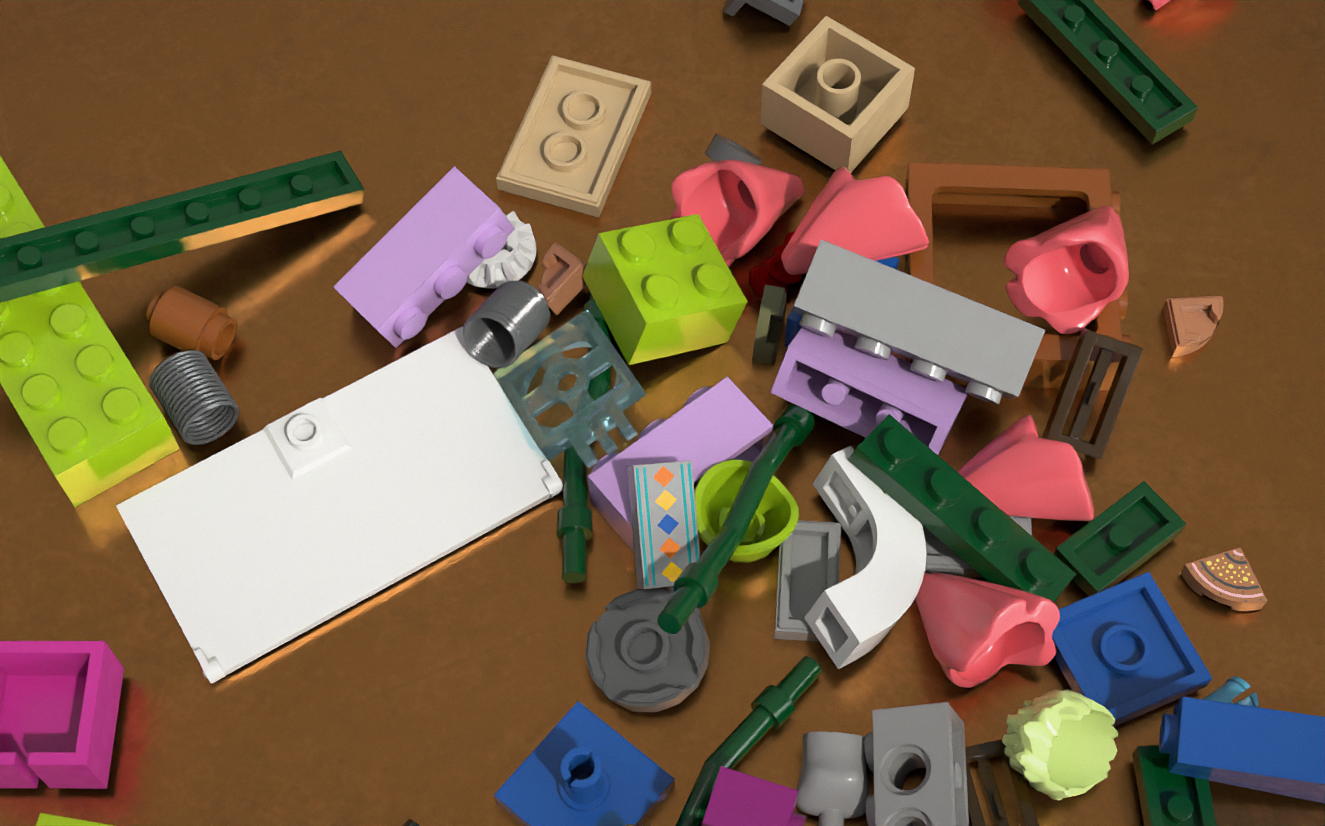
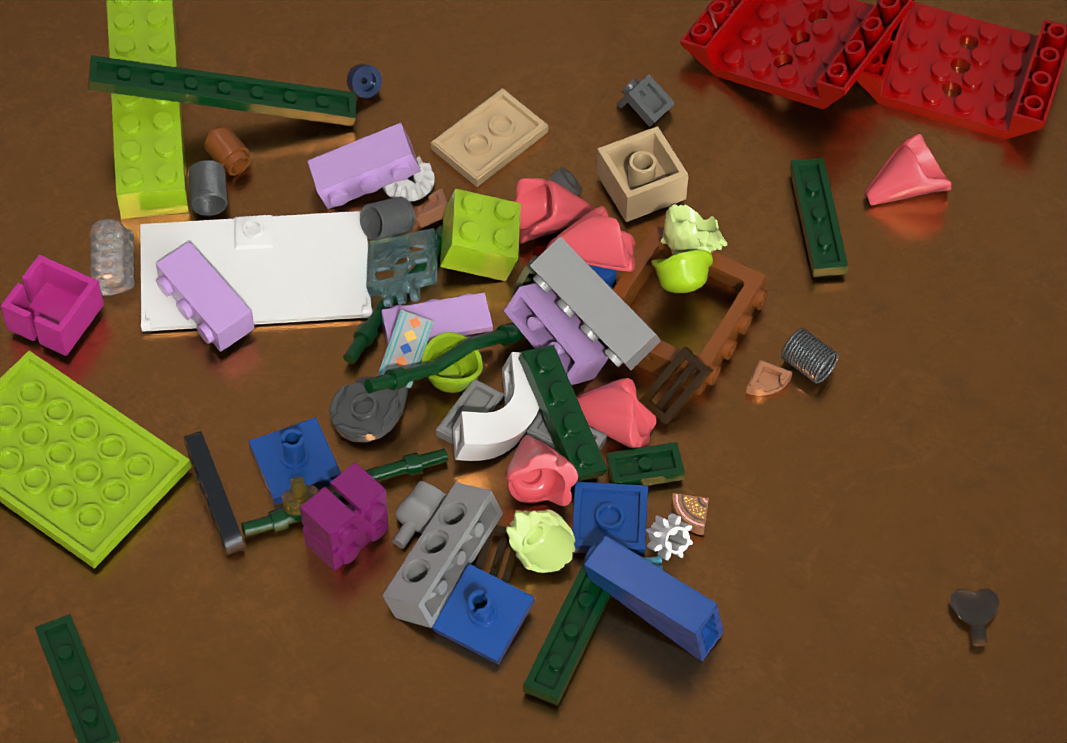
camera: 25 degrees right, 5 degrees down
(98, 583) = (112, 256): none -> clear piece
(290, 583) = (204, 297): none -> lavender brick
(344, 126) = (364, 80): none -> dark blue tile
(984, 155) = (688, 231): none -> yellowish green hair
(1013, 217) = (683, 271): none -> lime helmet
(1070, 270) = (699, 313): coral hat -> none
(1233, 639) = (678, 539): none -> white gear
(1236, 261) = (809, 355): none -> dark grey piece

